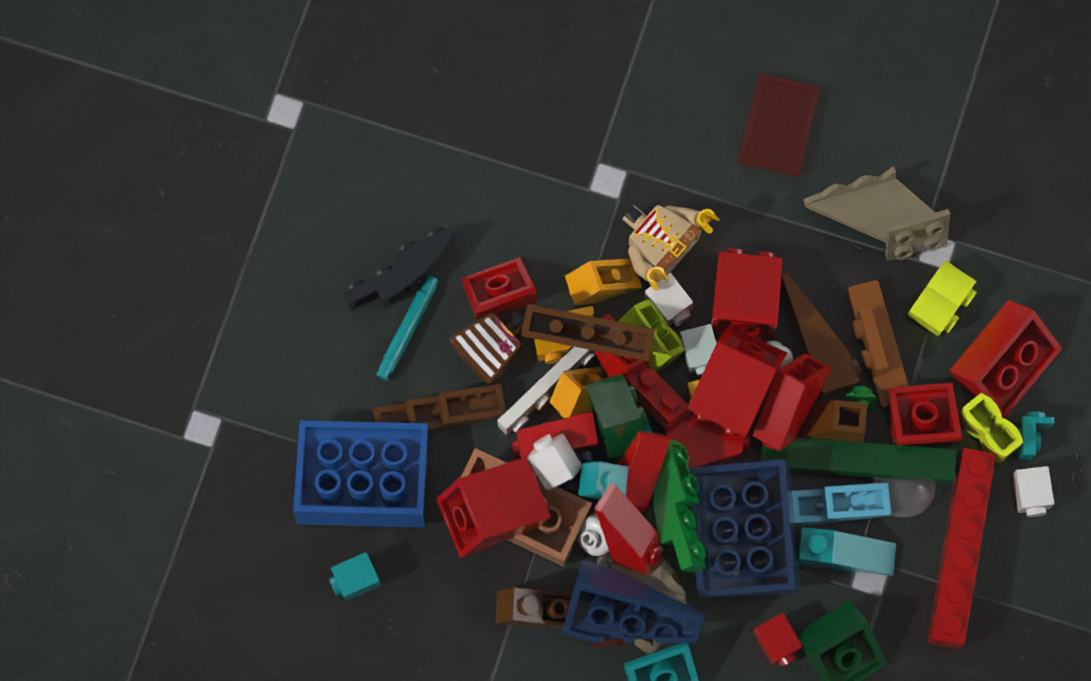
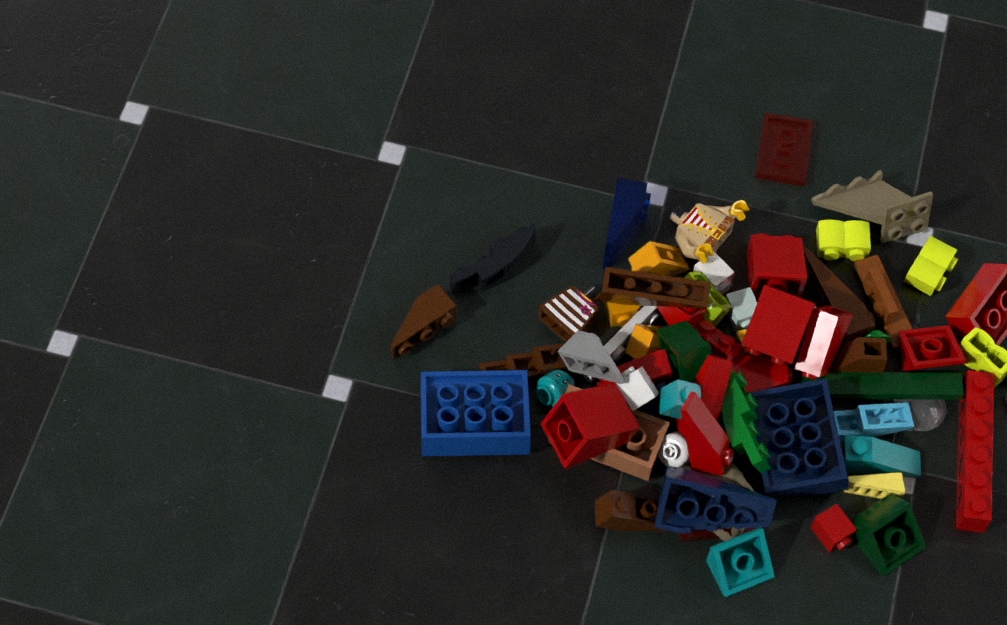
camera: 10 degrees left, 15 degrees down
(311, 343) = (427, 315): none -> reddish brown slope
(354, 577) = (474, 494): teal brick -> none
(407, 327) = (502, 304): teal piece -> none
(459, 443) = (552, 387): none -> teal head
(500, 289) = (578, 271): red slope -> none
(502, 415) = (587, 356): none -> light grey slope
(565, 222) = (628, 211): none -> clear blue slope
(836, 258) = (843, 239): none -> neon yellow brick
(838, 588) = (877, 485): none -> light yellow slope

